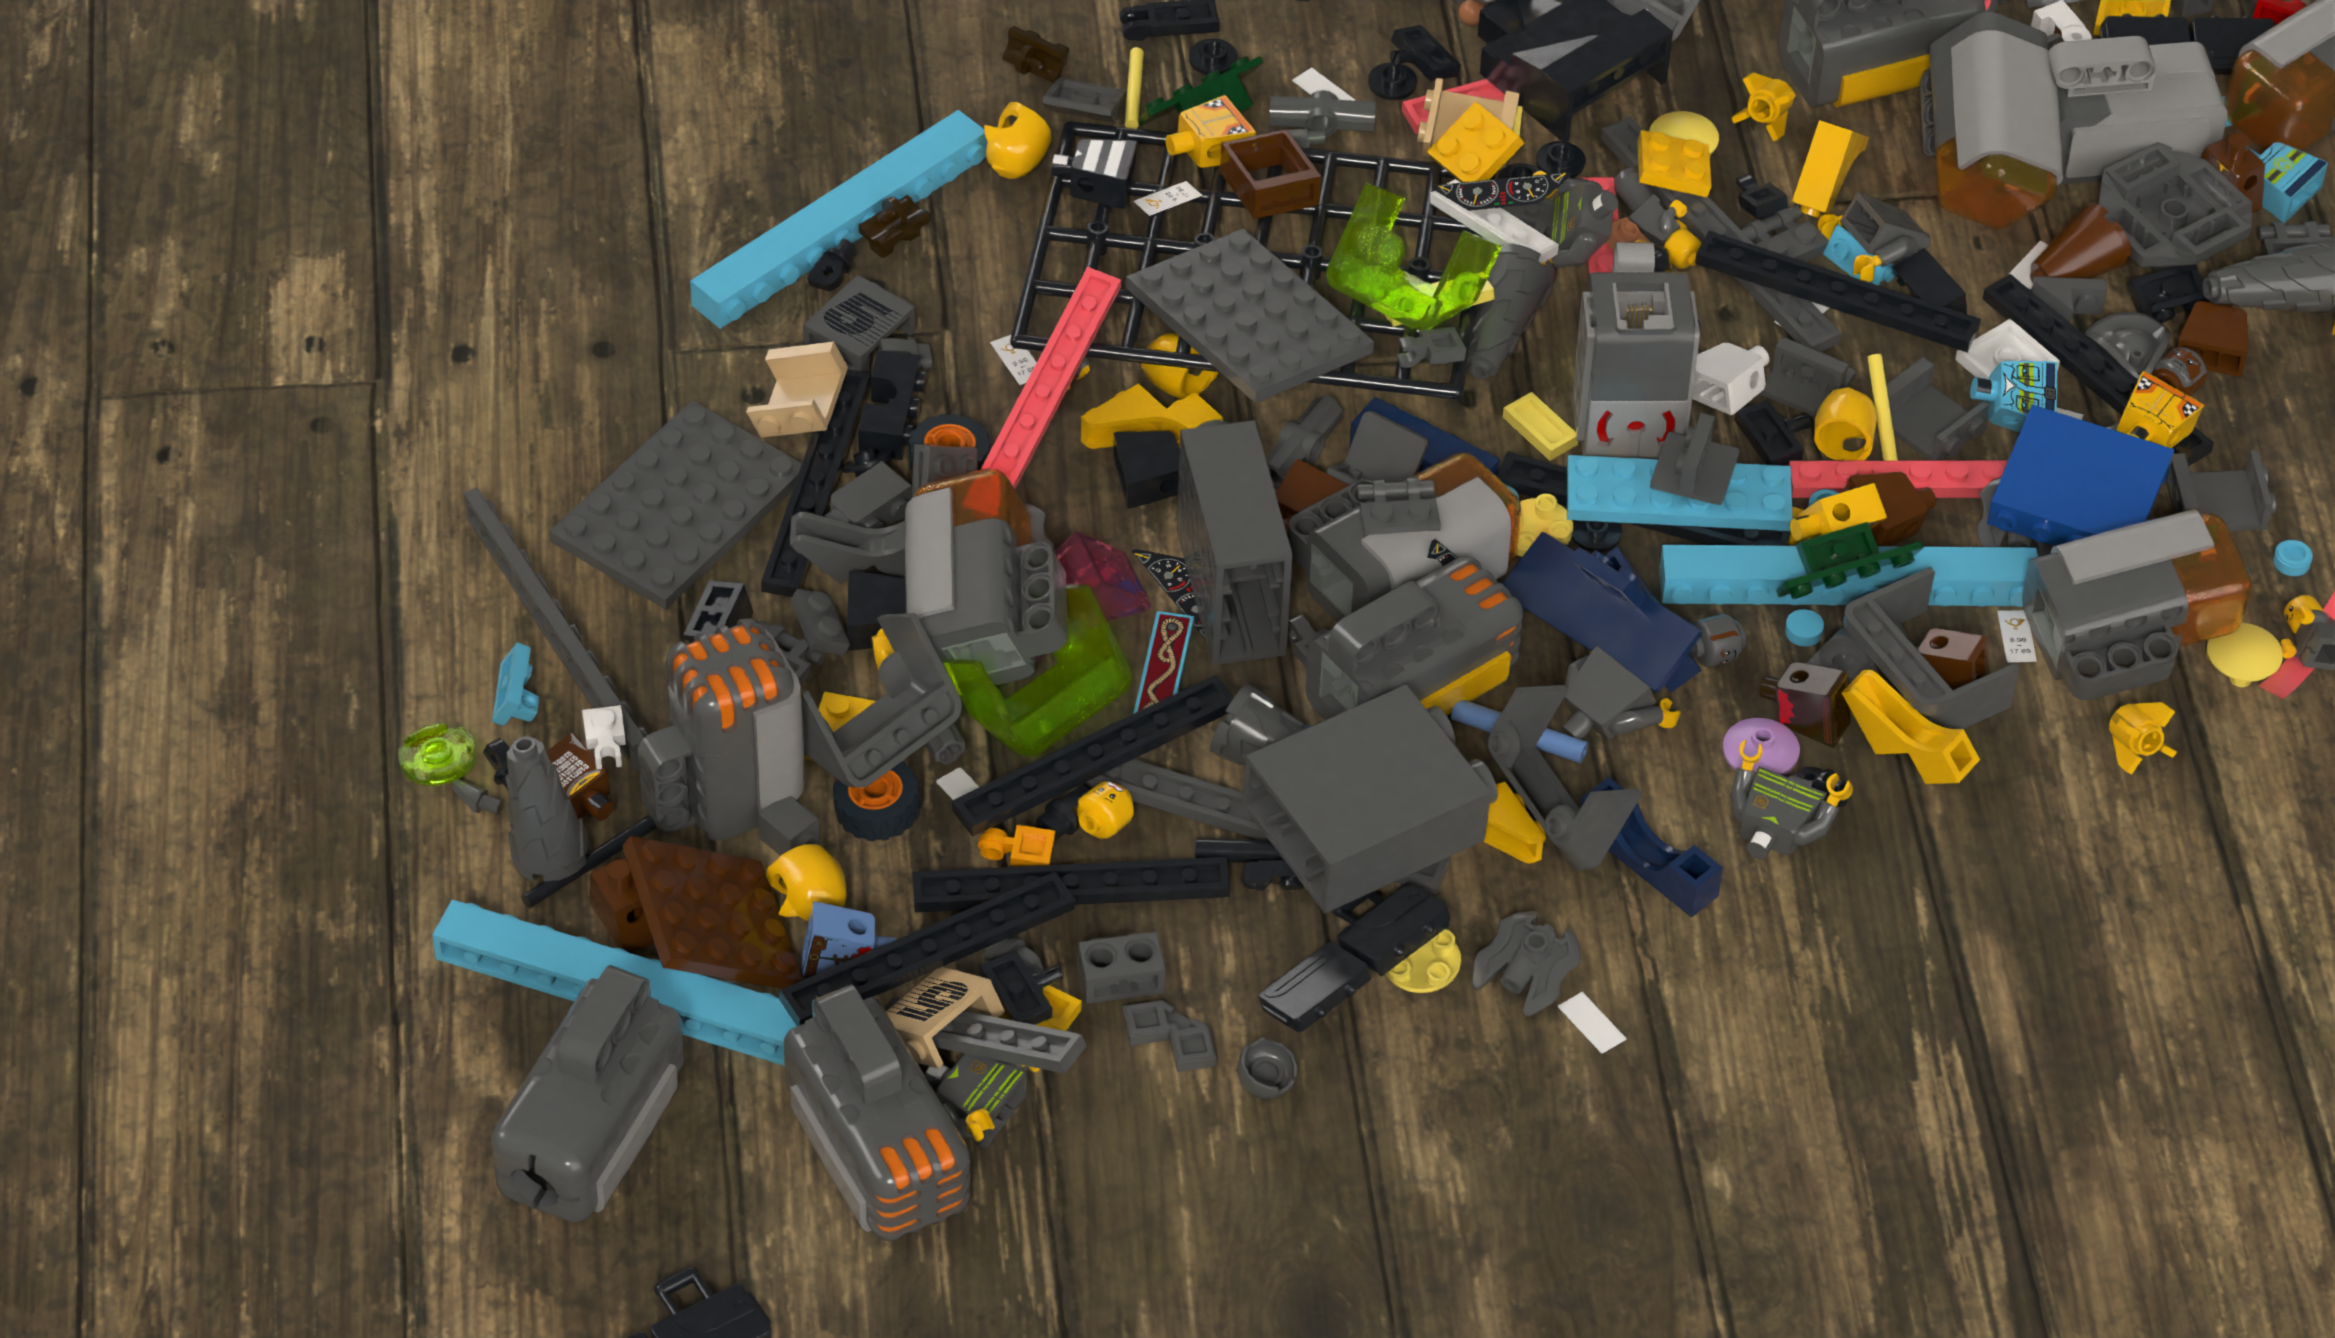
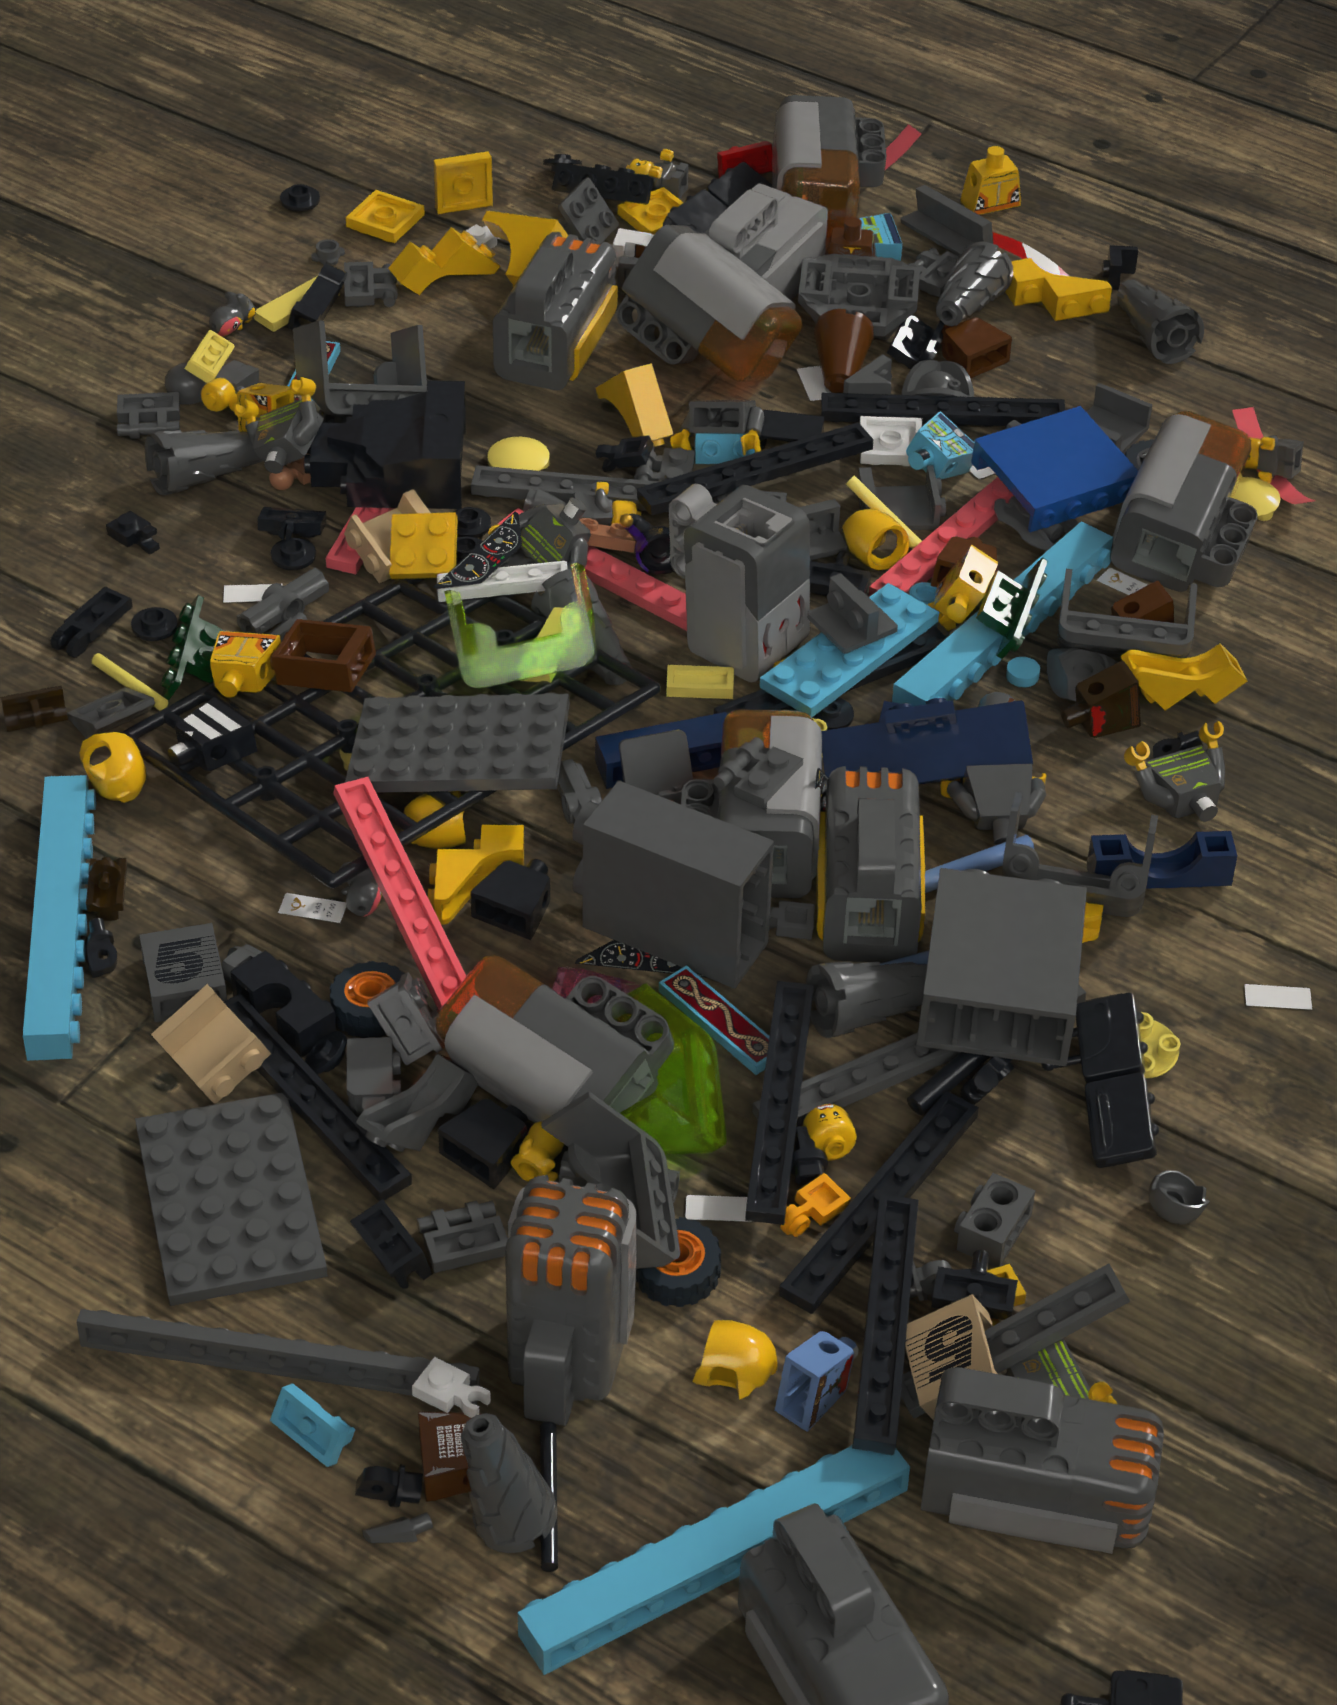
camera: 50 degrees left, 5 degrees down
(437, 755) = (327, 1528): clear neon green tile -> none
(612, 899) = (634, 1495): reddish brown torso -> none
(711, 913) = (717, 1436): reddish brown plate -> none
(787, 825) = (656, 1337): dark grey brick -> none
(820, 622) = (468, 1185): dark grey plate -> none
(1159, 1021) = (1094, 1226): dark grey tile -> none
(1167, 198) = (273, 723): white sticker -> none
(1436, 345) = (609, 666): dark grey plate -> none
(1527, 956) = (1198, 988): dark grey piece -> none
(1674, 163) = (549, 469): yellow plate -> none
(1767, 103) = (544, 399): yellow brick -> none
(1777, 741) = (1103, 760): lavender dish -> none
(2138, 731) = (1279, 577): yellow brick -> none
(2159, 412) = (1026, 398): yellow torso -> none
(2182, 370) = (988, 377): head -> none

